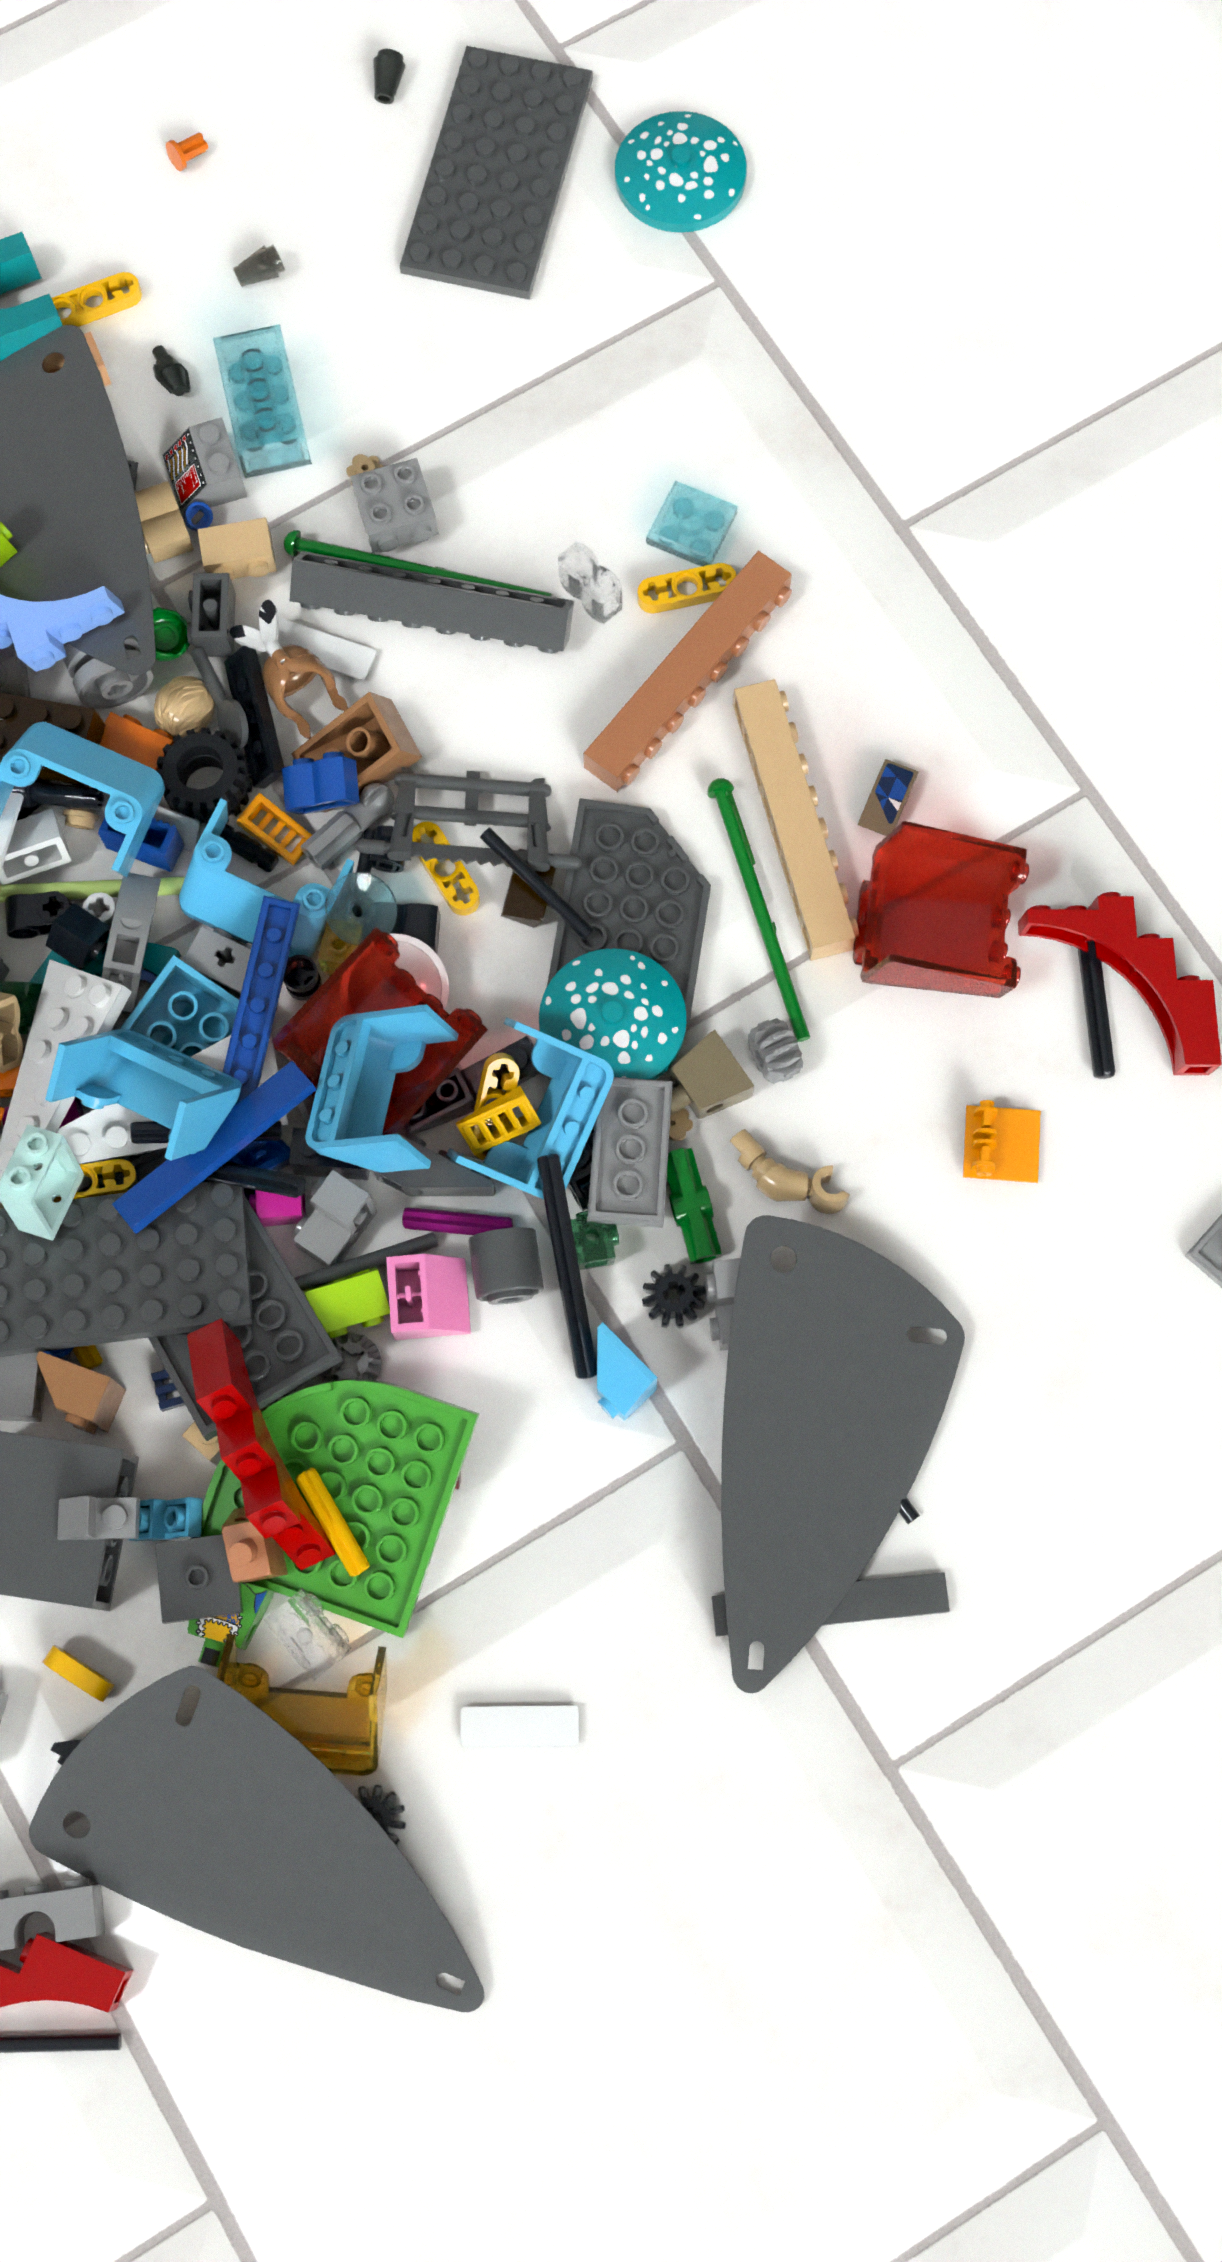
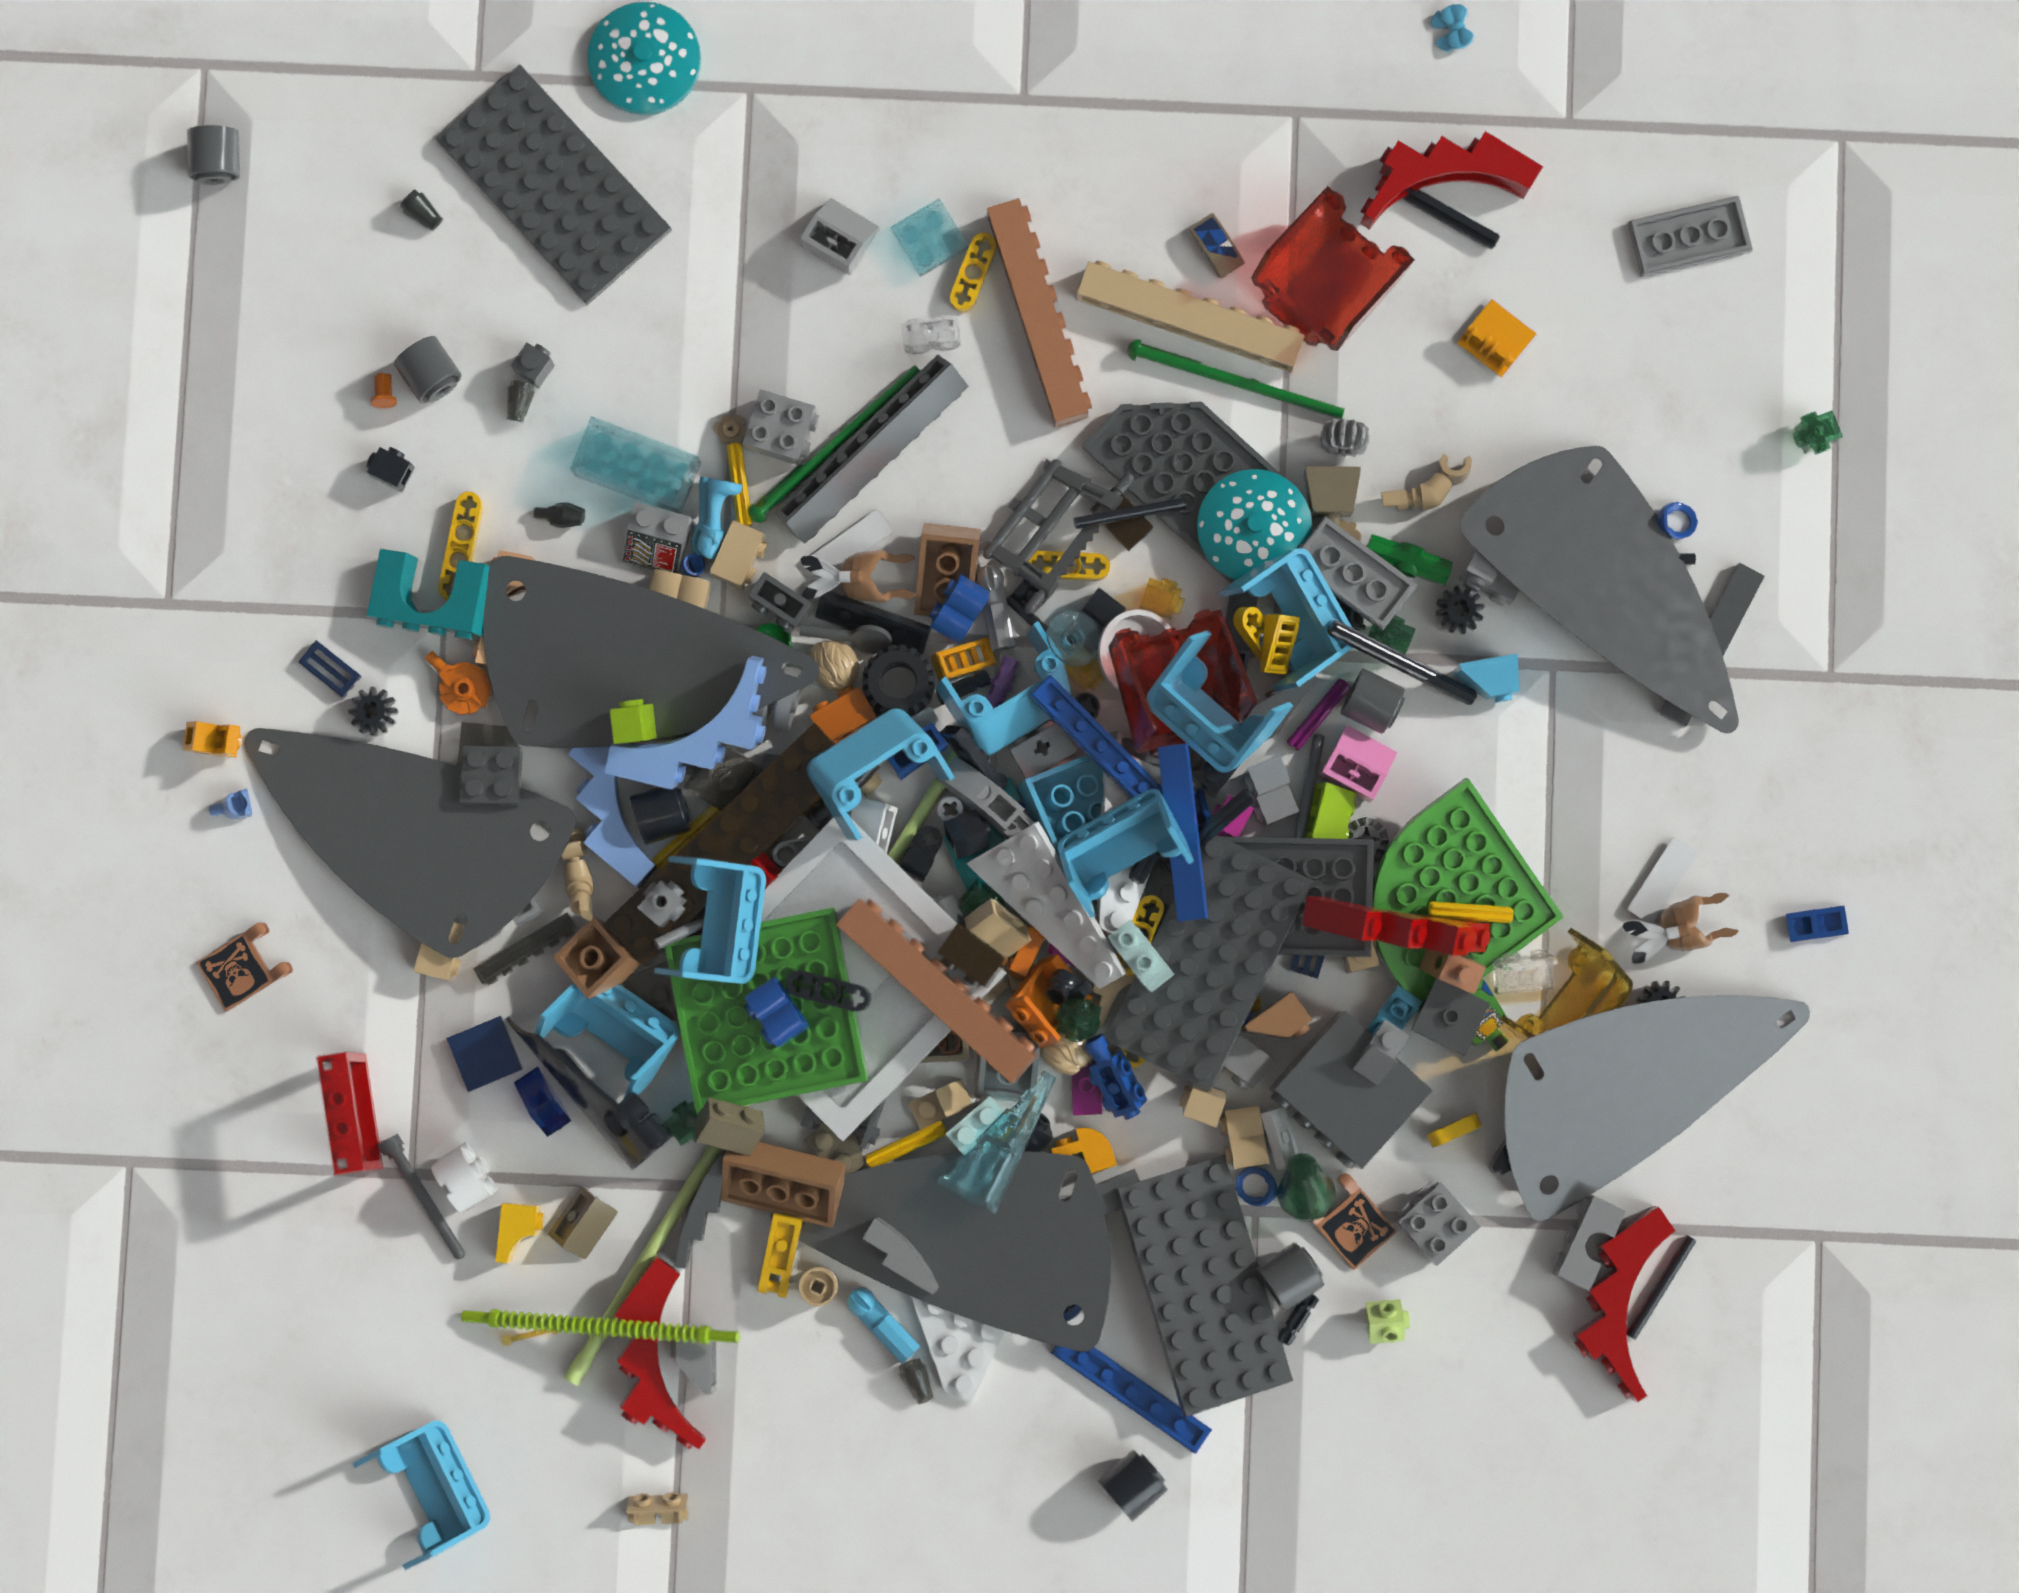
camera: 60 degrees left, 10 degrees up
(112, 199) = (390, 468): none -> black brick
(168, 897) = (961, 742): none -> black plate
(230, 166) = (428, 370): none -> dark grey piece
(242, 506) = (708, 531): none -> medium azure piece
(280, 878) = (1002, 682): none -> medium lavender pin
(302, 254) = (533, 364): none -> dark grey brick
(313, 509) = (738, 476): none -> yellow axle
(468, 1776) = (1676, 928): none -> medium nougat hair
(472, 979) = (1162, 598): none -> clear yellow brick
(588, 1945) = (1817, 923): none -> blue slope
(630, 438) = (838, 236): none -> light grey slope
(948, 1453) = (1677, 506): none -> blue piece
(1167, 1560) = (1817, 432): none -> clear green brick

